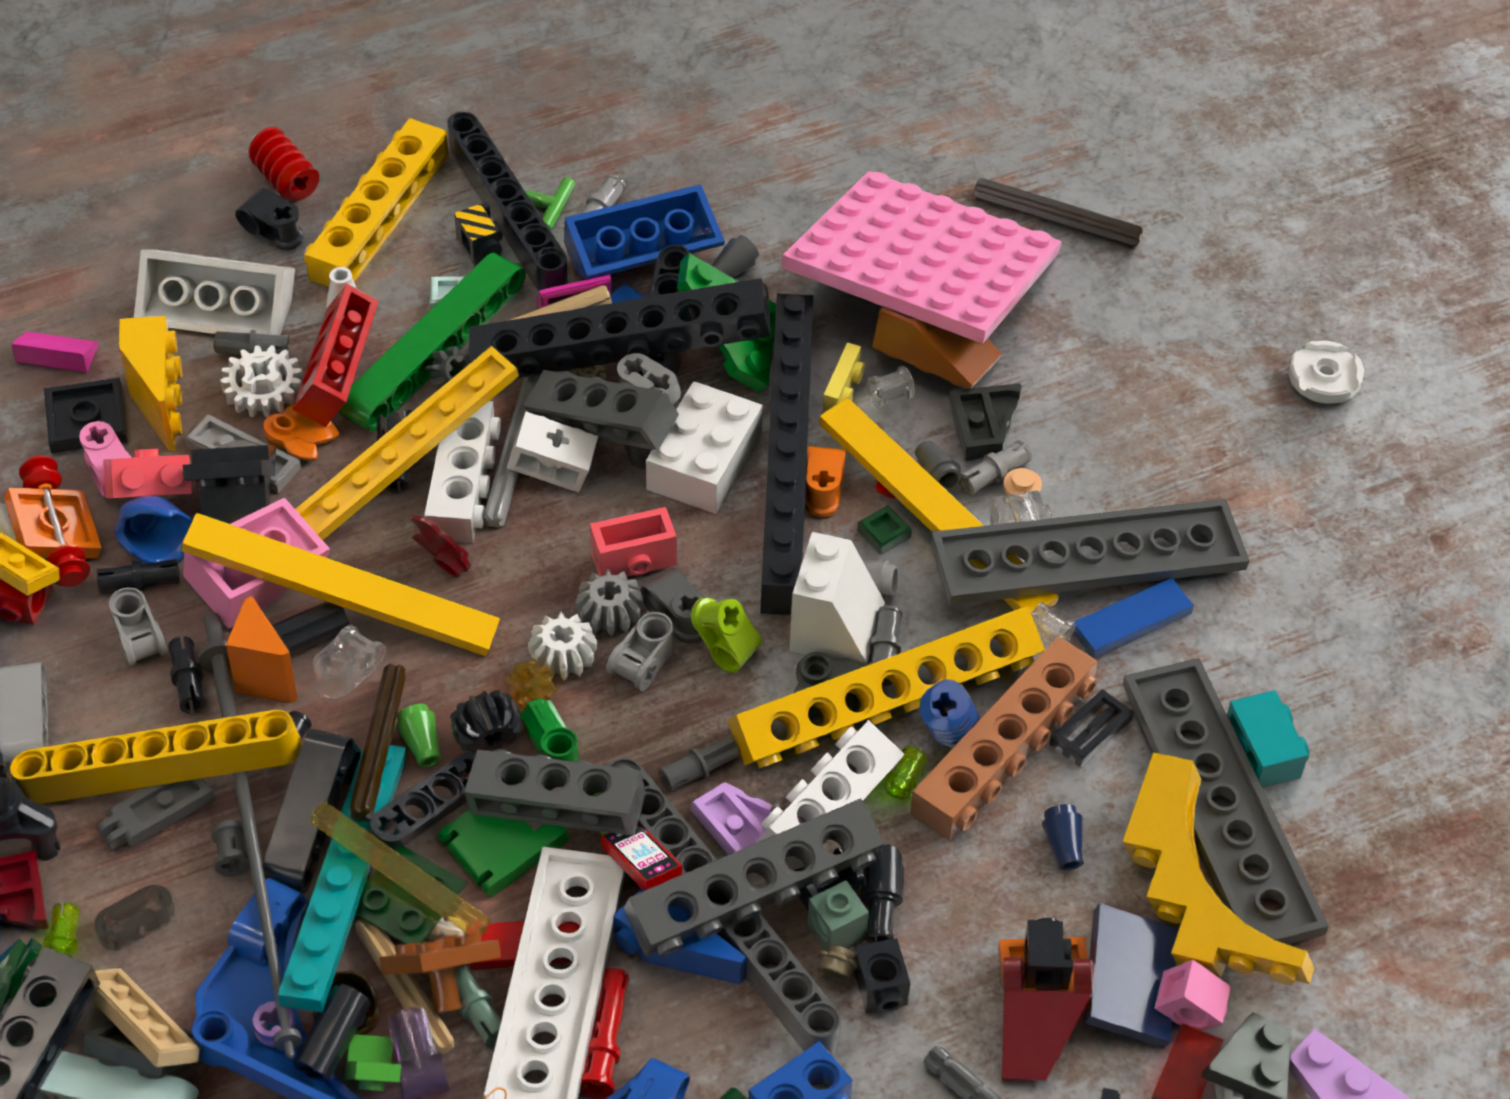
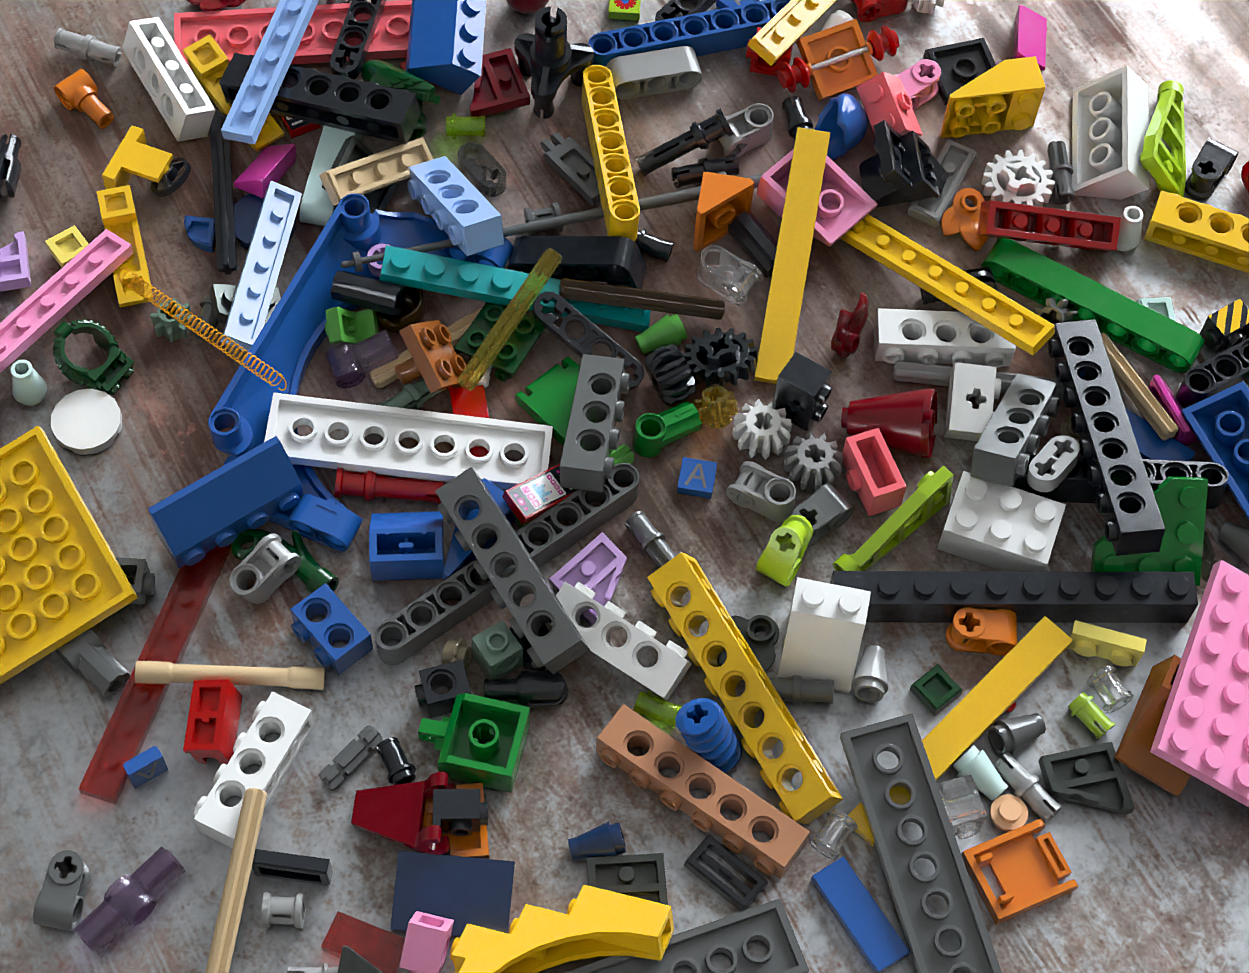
camera: 85 degrees right, 10 degrees up
(147, 666) = (698, 136): none -> black pin
(167, 236) = (1167, 167): none -> lime plate
(212, 925) = (456, 205): none -> light blue brick
(463, 672) = (721, 357): none -> black gear
(526, 593) = (803, 391): none -> black brick
(567, 509) = (902, 418): none -> dark red cone
(615, 717) = (697, 477): none -> blue tile
(674, 491) = (929, 498): none -> lime plate
(688, 1007) = (406, 546): none -> blue slope
(910, 410) = (1090, 715): none -> lime pin
(953, 934) = (461, 738): none -> green hinge
(970, 1032) = (395, 761): none -> black pin
(979, 498) = (983, 772): none -> light aqua cone
(1079, 482) = (1023, 868): none -> orange container
(1106, 809) = (630, 875): none -> pearl dark grey wing

